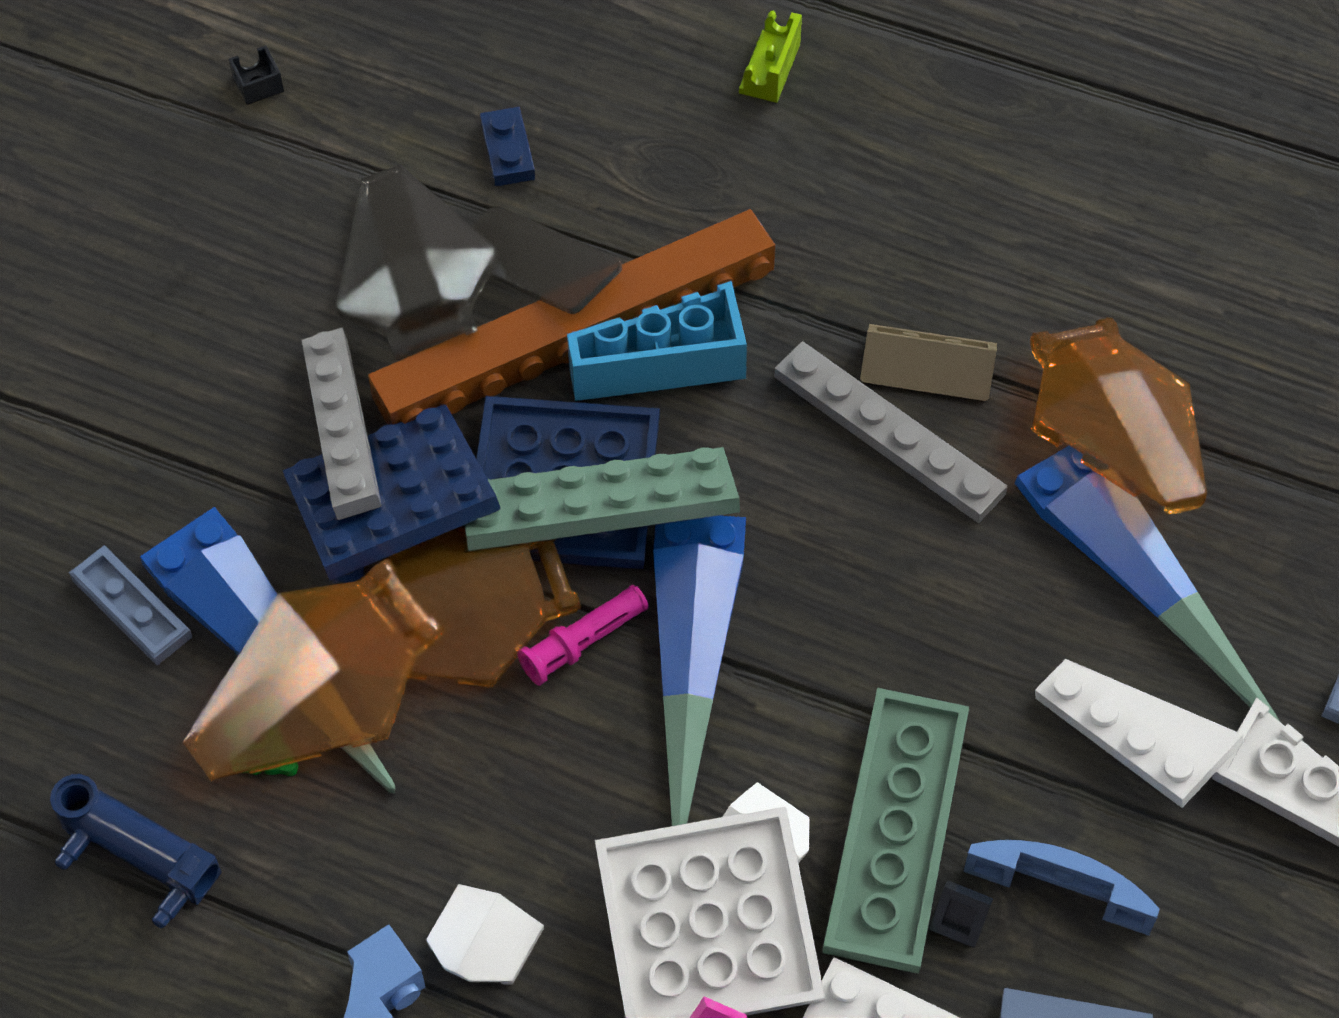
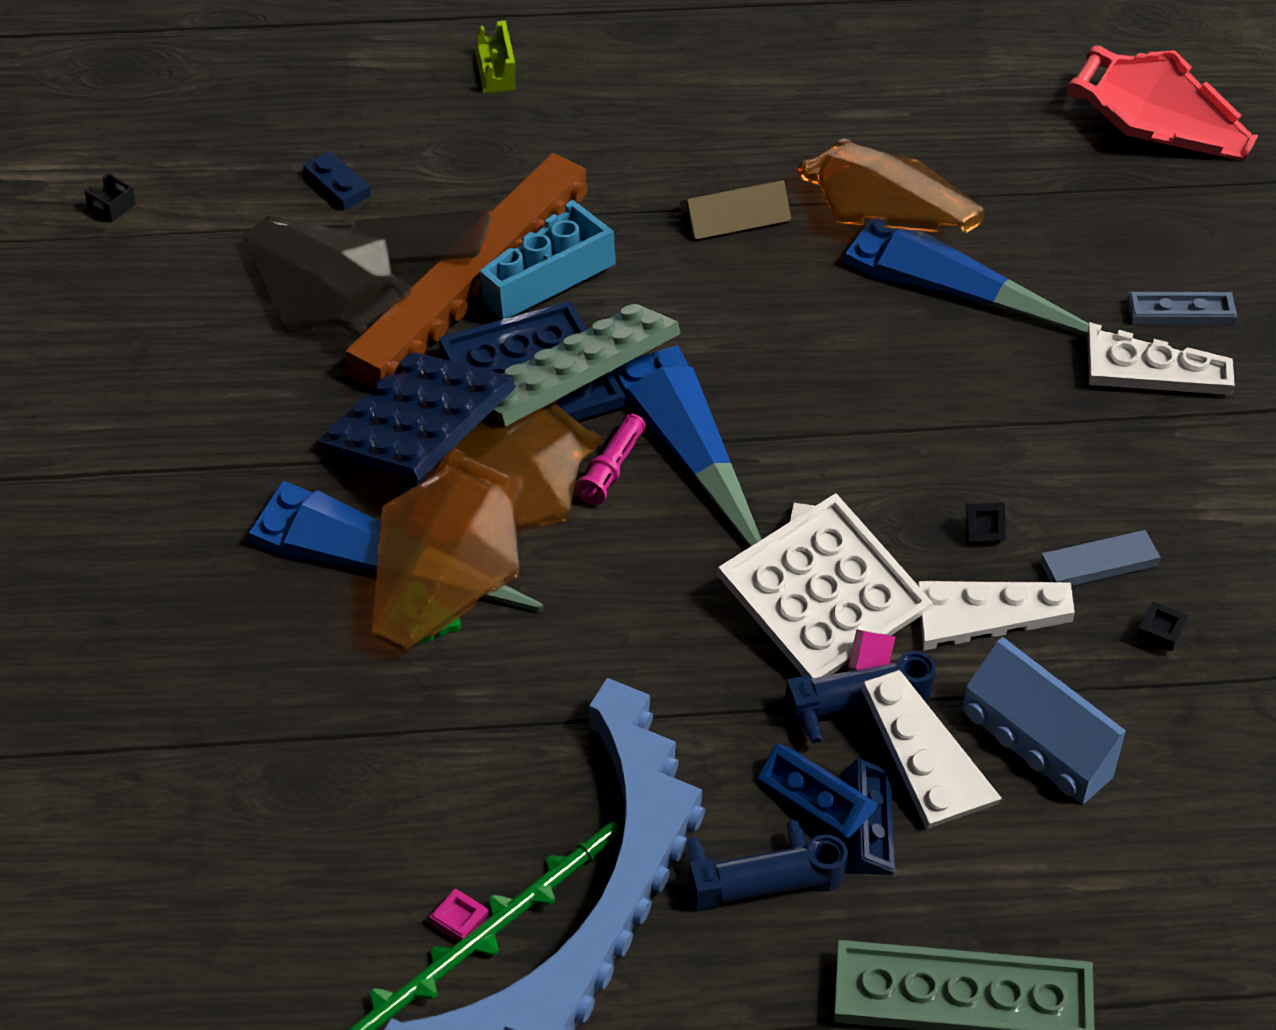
camera: 30 degrees left, 10 degrees down
(130, 605) = (259, 570): sand blue tile -> none
(136, 840) = (331, 707): dark blue piece -> none
(341, 424) = (349, 386): light grey plate -> none
(483, 936) = (669, 666): white slope -> none
(891, 432) = (737, 261): light grey plate -> none
(896, 831) = (909, 491): sand green plate -> none
(1125, 901) = (1039, 468): medium blue slope -> none
(1147, 735) = (1032, 371): white wing -> none

